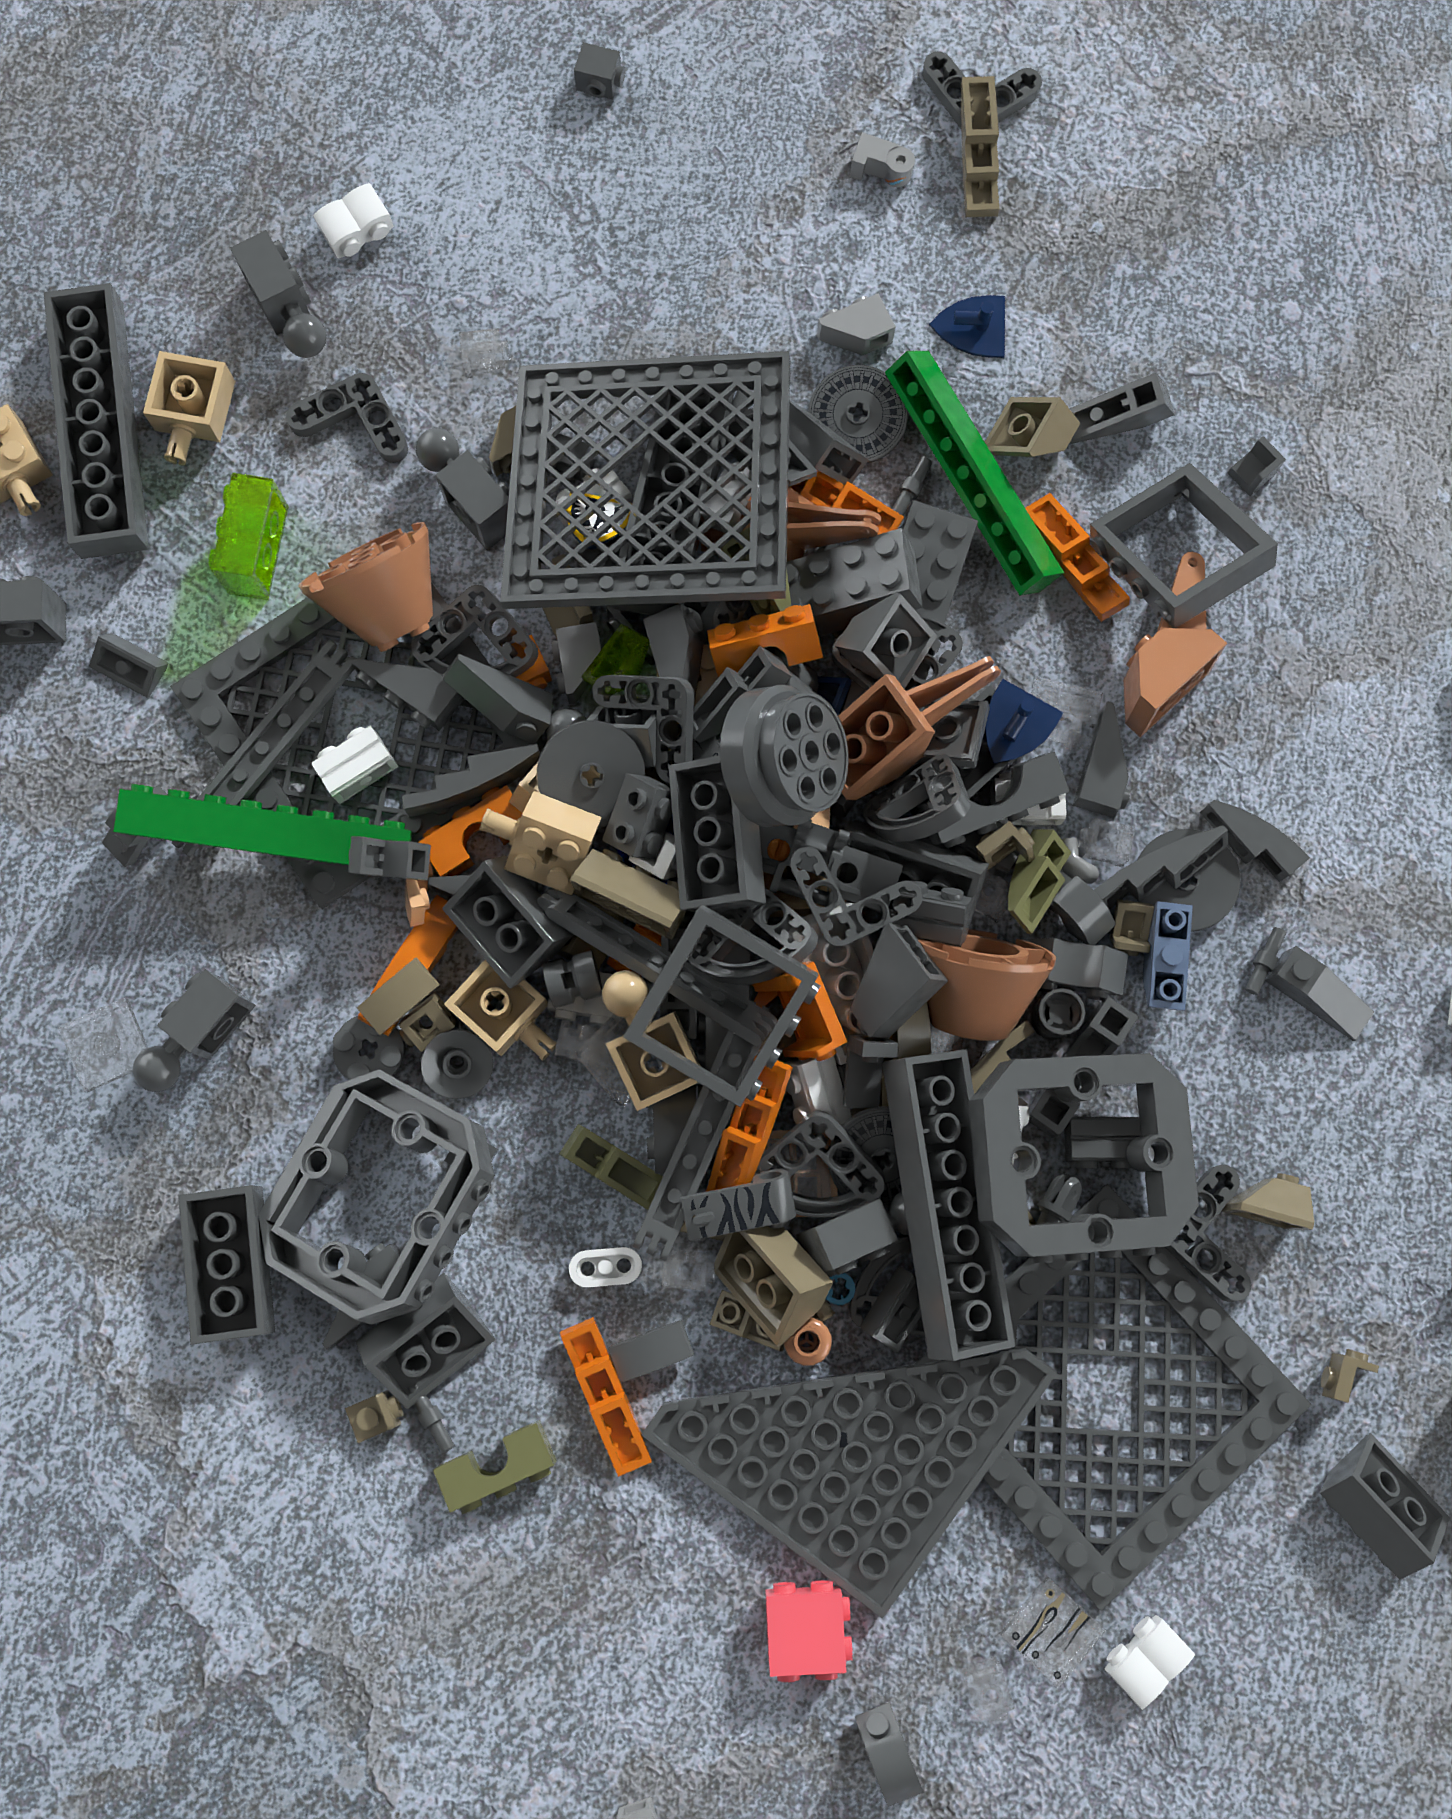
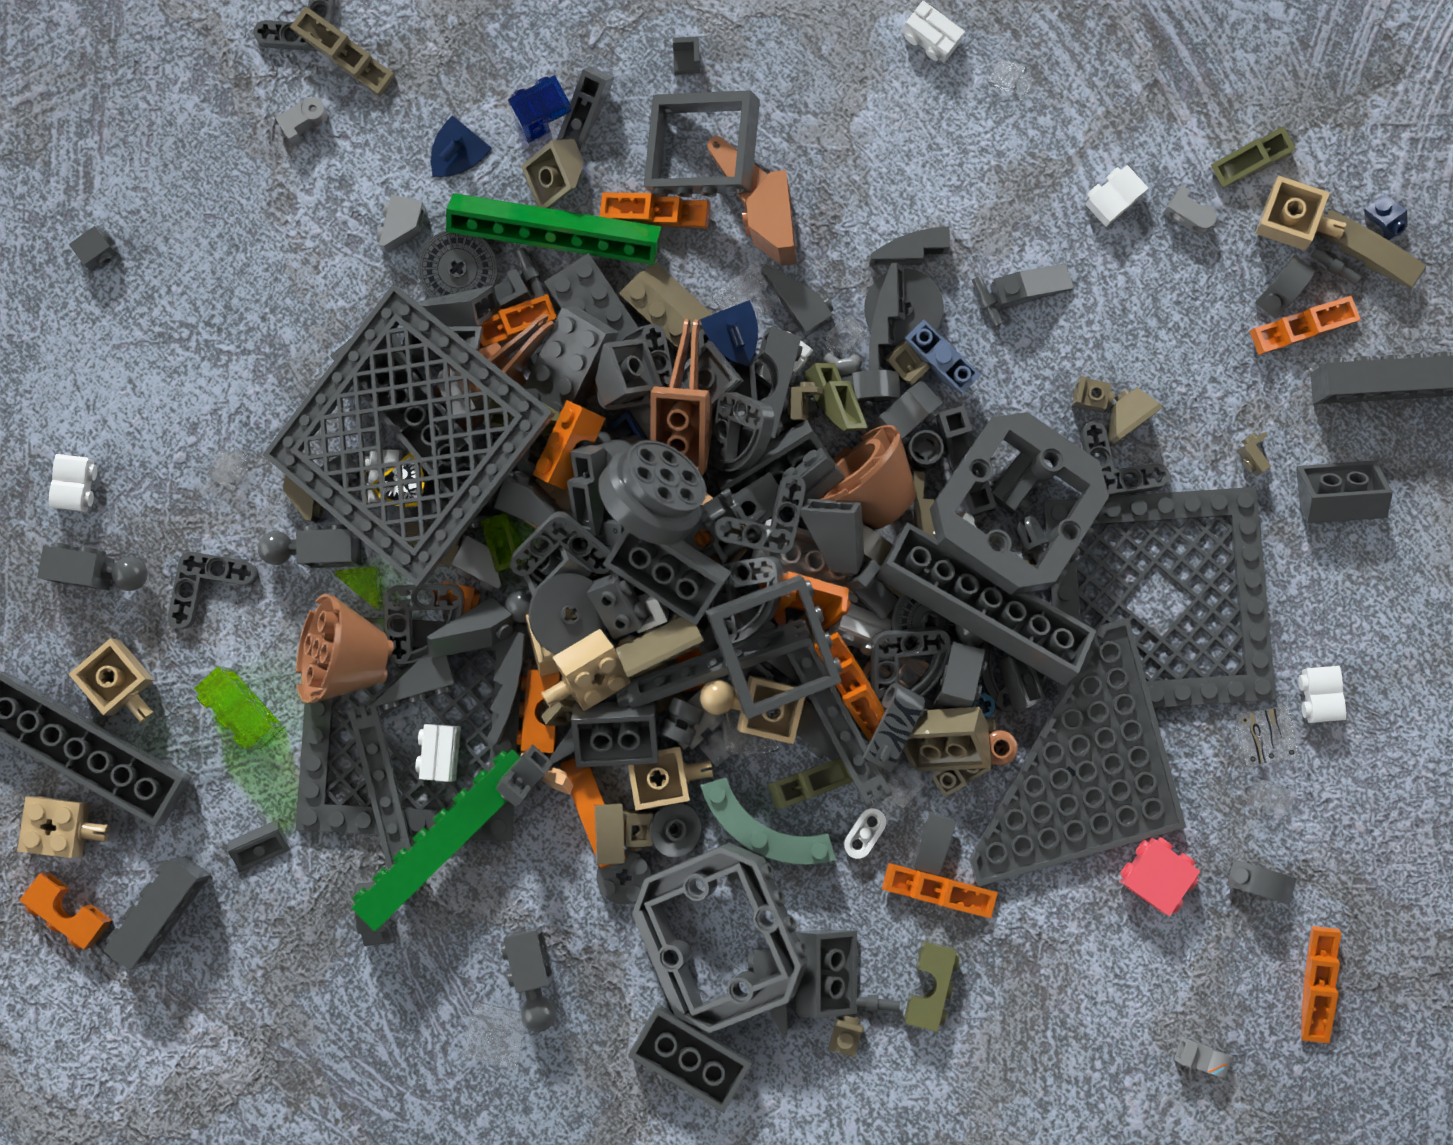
camera: 50 degrees left, 5 degrees up
(470, 562) = (365, 583): none -> clear neon green slope
(485, 847) = (560, 713): none -> dark tan bracket
(516, 1159) = (760, 838): none -> sand green brick
(879, 481) = (511, 290): none -> dark grey panel
(992, 626) = (662, 301): none -> dark tan slope
(1082, 361) = (538, 107): none -> clear blue brick
(1249, 1146) = (1083, 397): none -> dark tan brick

